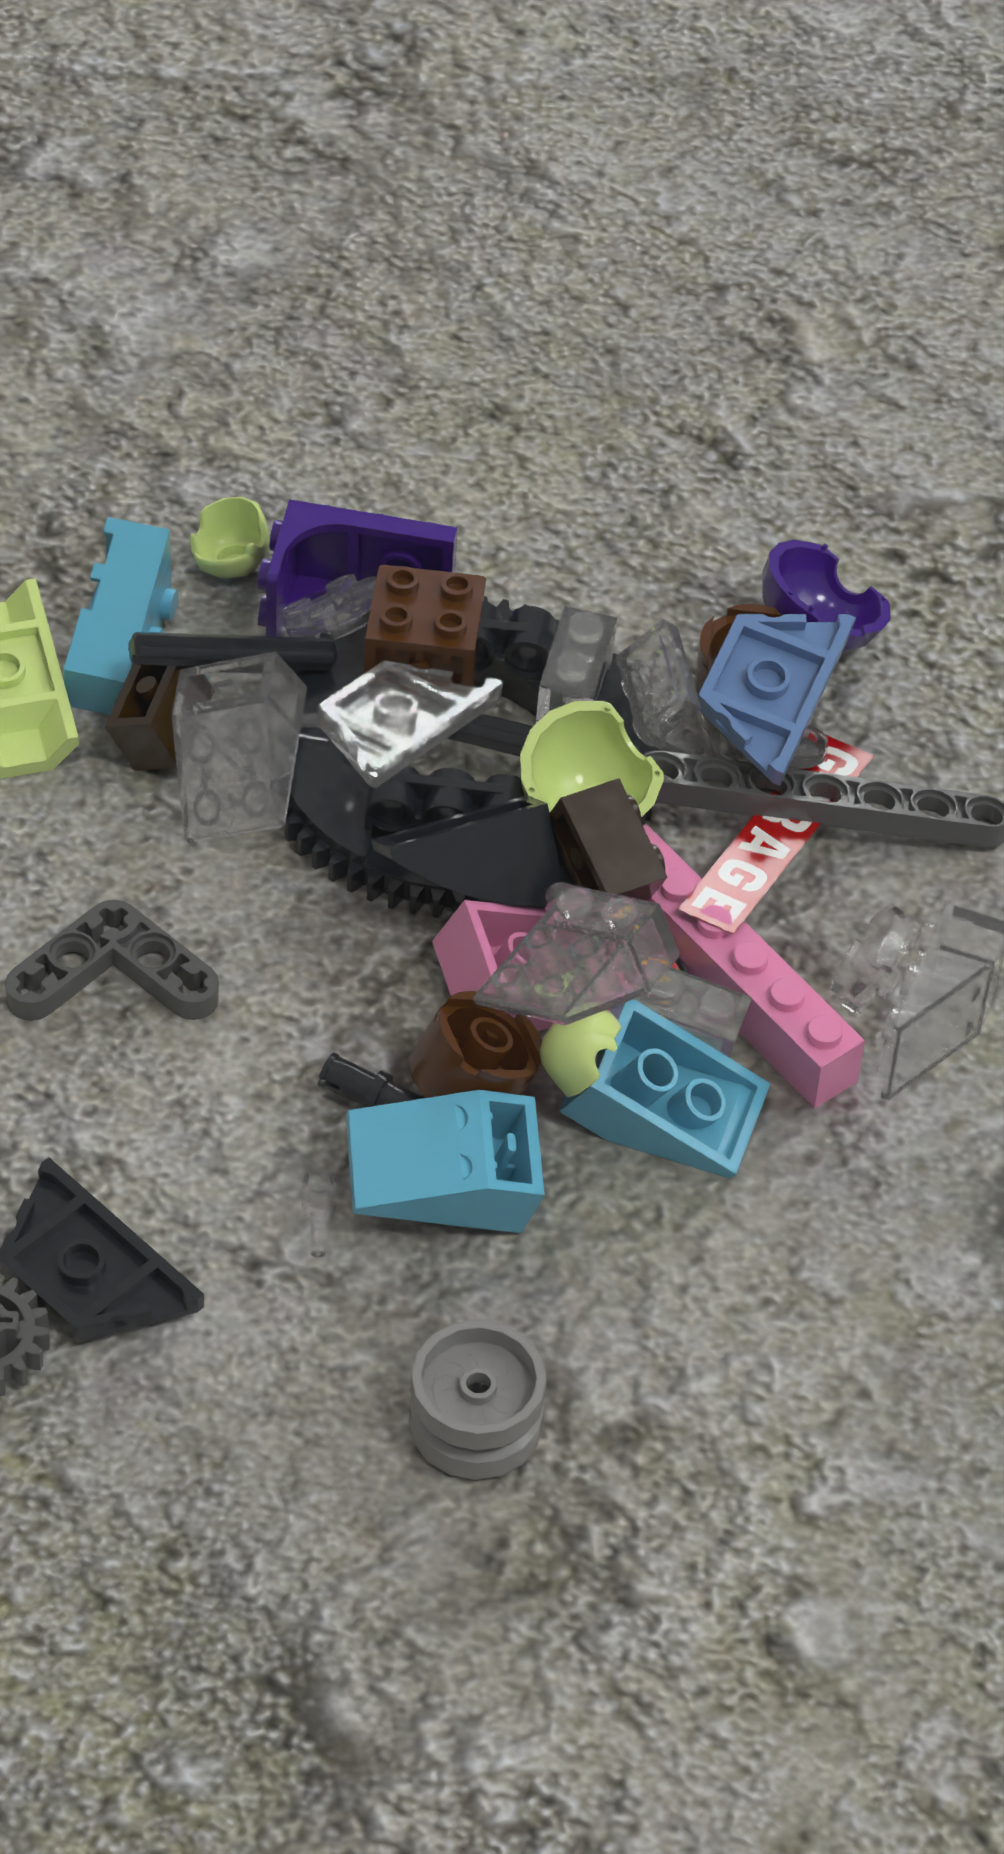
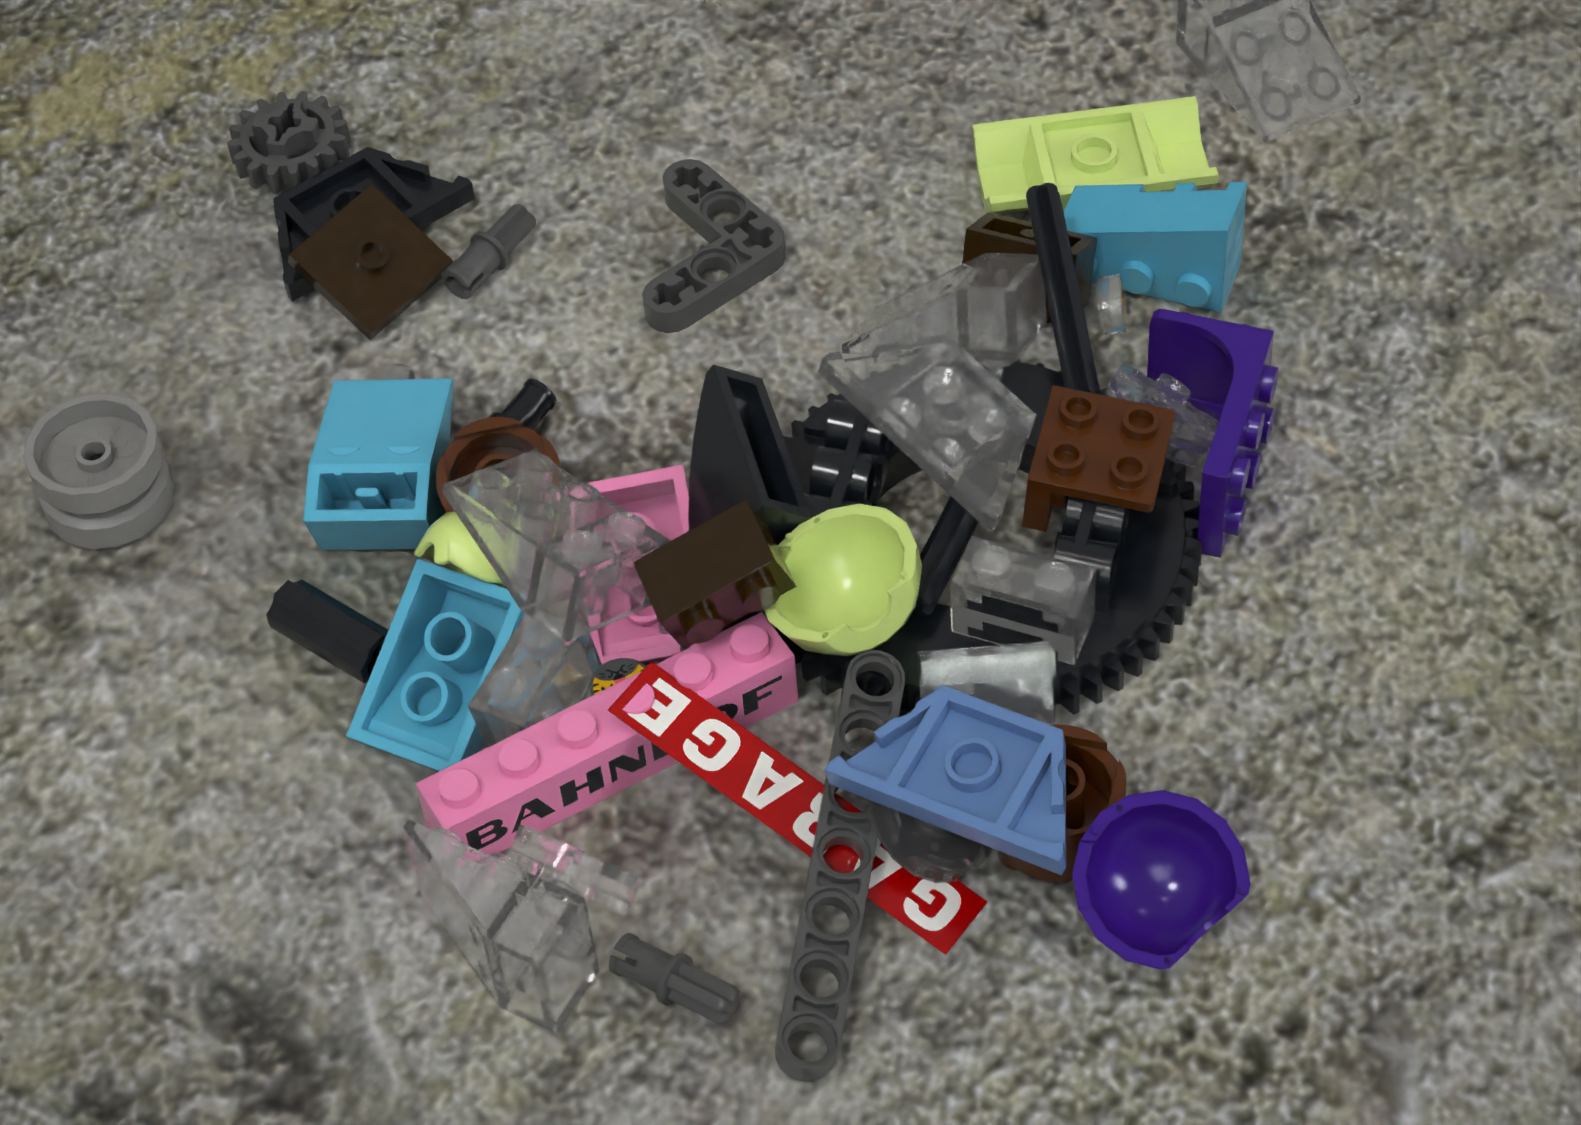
camera: 105 degrees right, 0 degrees up
(131, 1141) = (488, 252): none -> dark grey axle
(167, 1225) = (370, 262): none -> dark brown plate
(230, 538) = (1297, 340): yellowish green hair -> none
(630, 1191) = (327, 628): none -> black axle
(952, 888) = (675, 979): none -> dark grey axle

